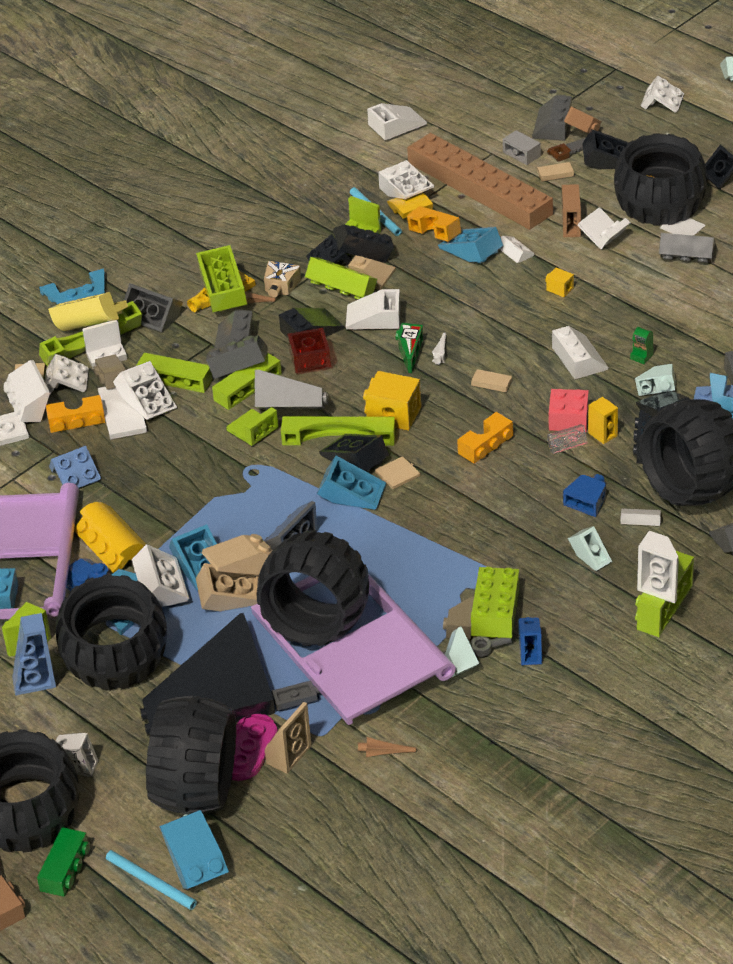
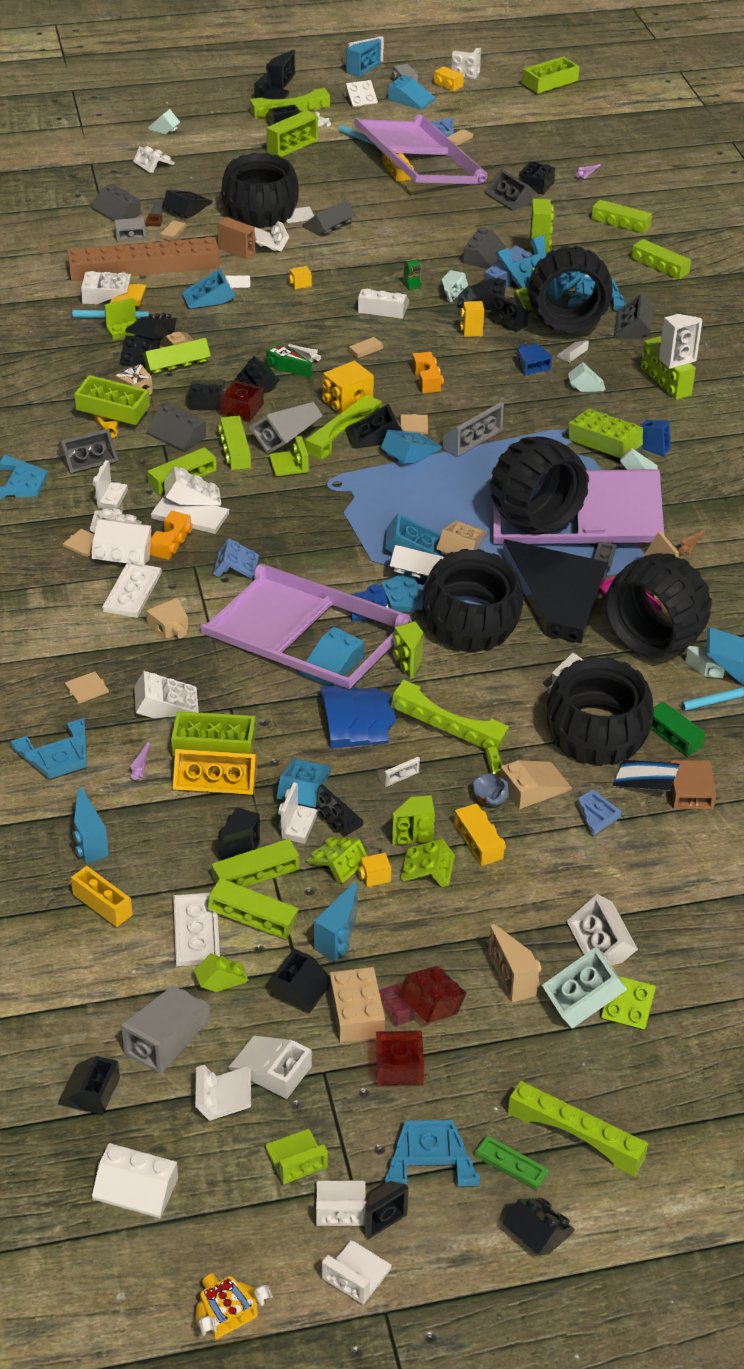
camera: 60 degrees left, 0 degrees up
(32, 659) = (458, 647): medium blue wedge -> none
(74, 344) = (84, 501): lime arch -> none
(86, 311) = (70, 472): light yellow brick -> none
(108, 369) = (145, 496): dark tan brick -> none
(108, 535) = (343, 572): yellow brick -> none
(236, 356) = (217, 428): dark grey slope -> none
(239, 555) = (444, 512): tan slope -> none
(300, 521) = (437, 486): dark grey slope -> none
(360, 340) = (258, 374): none -> black slope
(375, 311) = (232, 356): white slope -> none
(393, 120) = (19, 263): white slope -> none
(411, 514) = (474, 431): none -> light grey slope
(444, 225) = (179, 290): light orange arch -> none
(459, 617) = (603, 456): dark tan slope -> none
(567, 438) = (465, 343): clear tile -> none
(568, 409) = (440, 329): coral brick -> none
(582, 120) = (145, 193): medium nougat slope -> none

